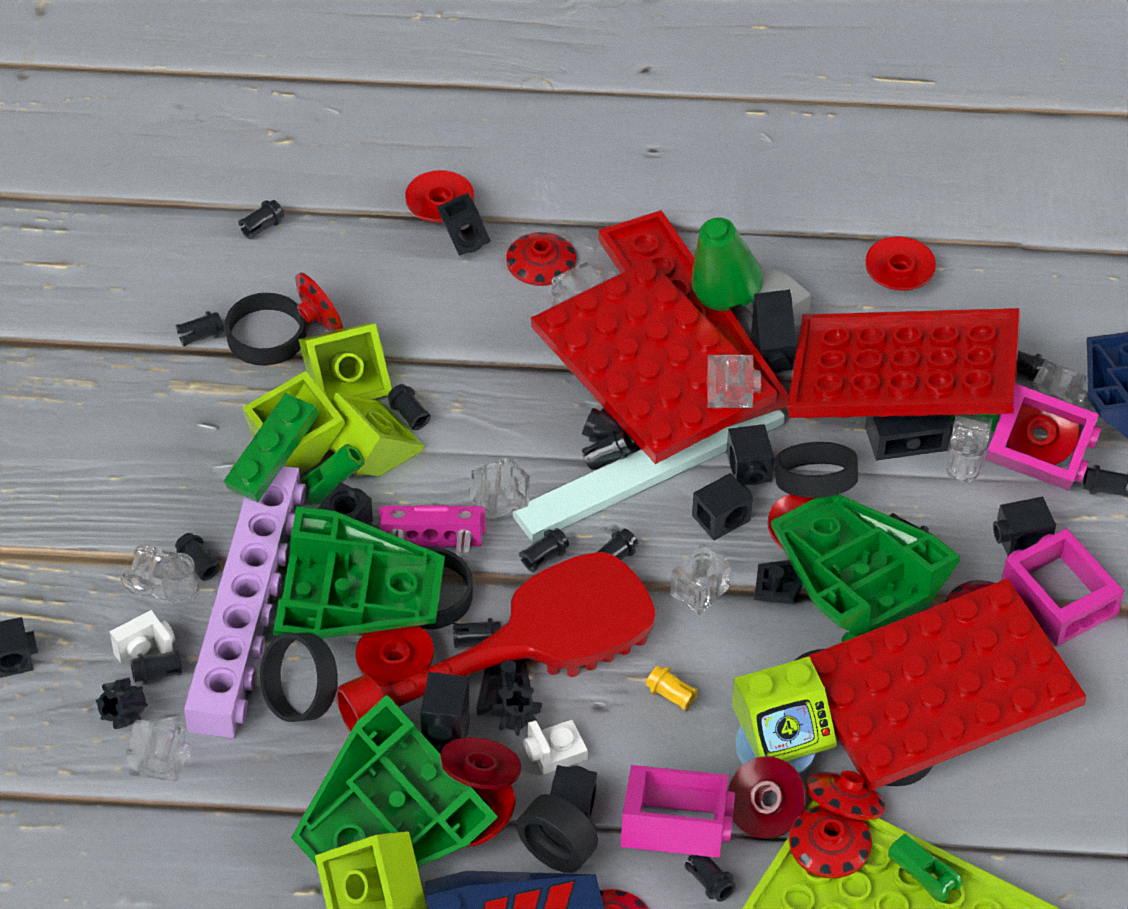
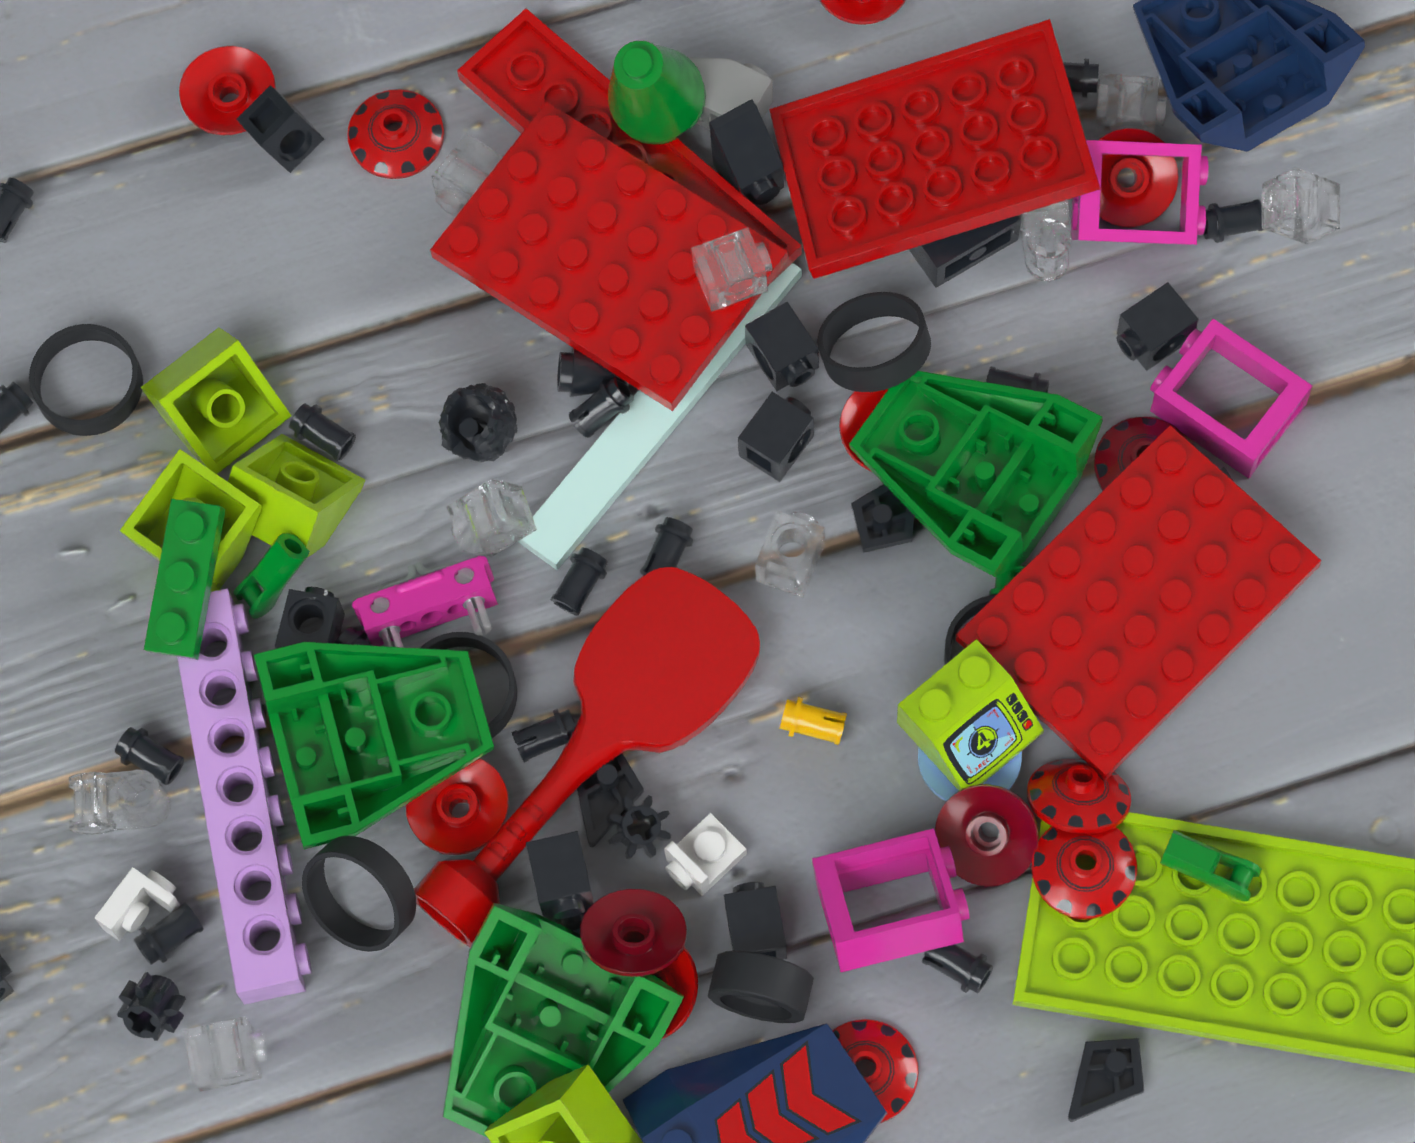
camera: 15 degrees left, 20 degrees up
(316, 304) = (140, 332): red dish -> none
(516, 430) = (478, 422): none -> black piece

